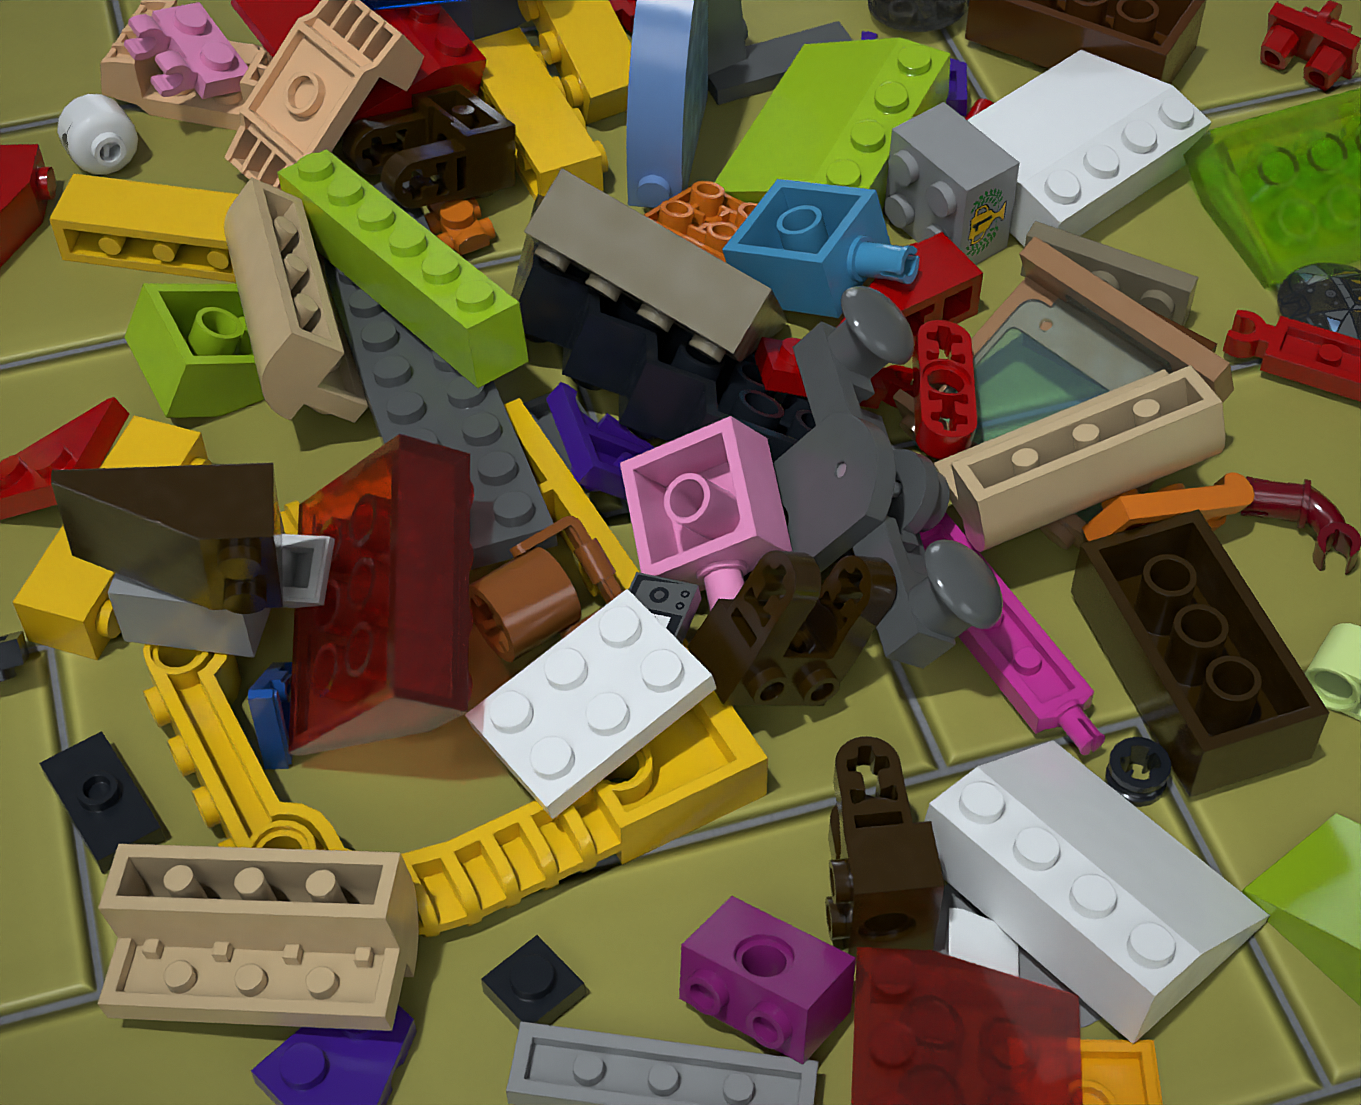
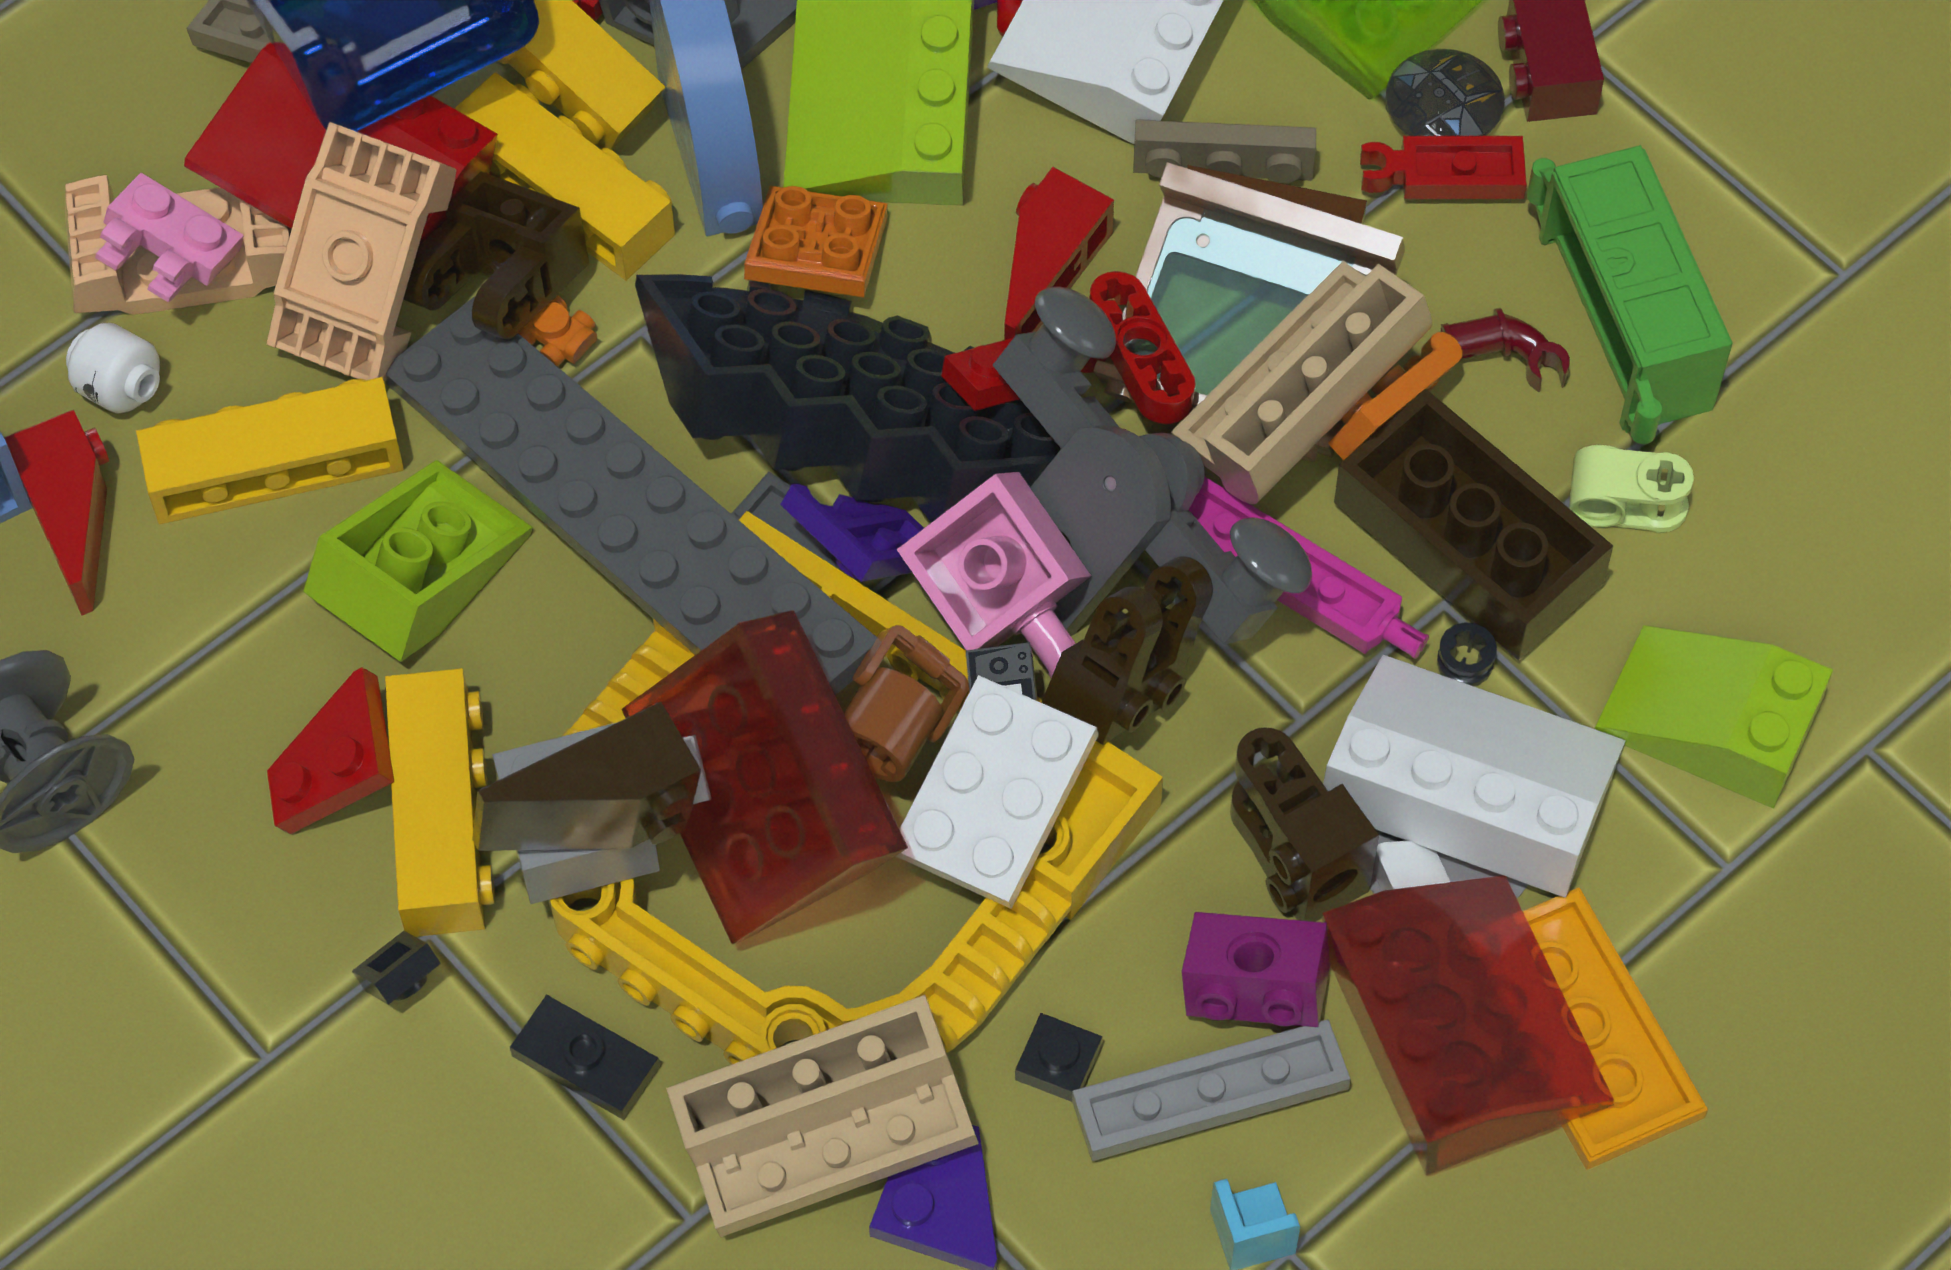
camera: 25 degrees left, 10 degrees up
(270, 710) = (701, 914): blue tile -> none
(289, 307) = (473, 499): tan brick -> none
(408, 269) = (566, 418): lime brick -> none
(654, 268) = (822, 333): dark tan slope -> none
(816, 244) = (939, 233): dark azure brick -> none
(950, 182) = (1035, 109): light grey brick -> none

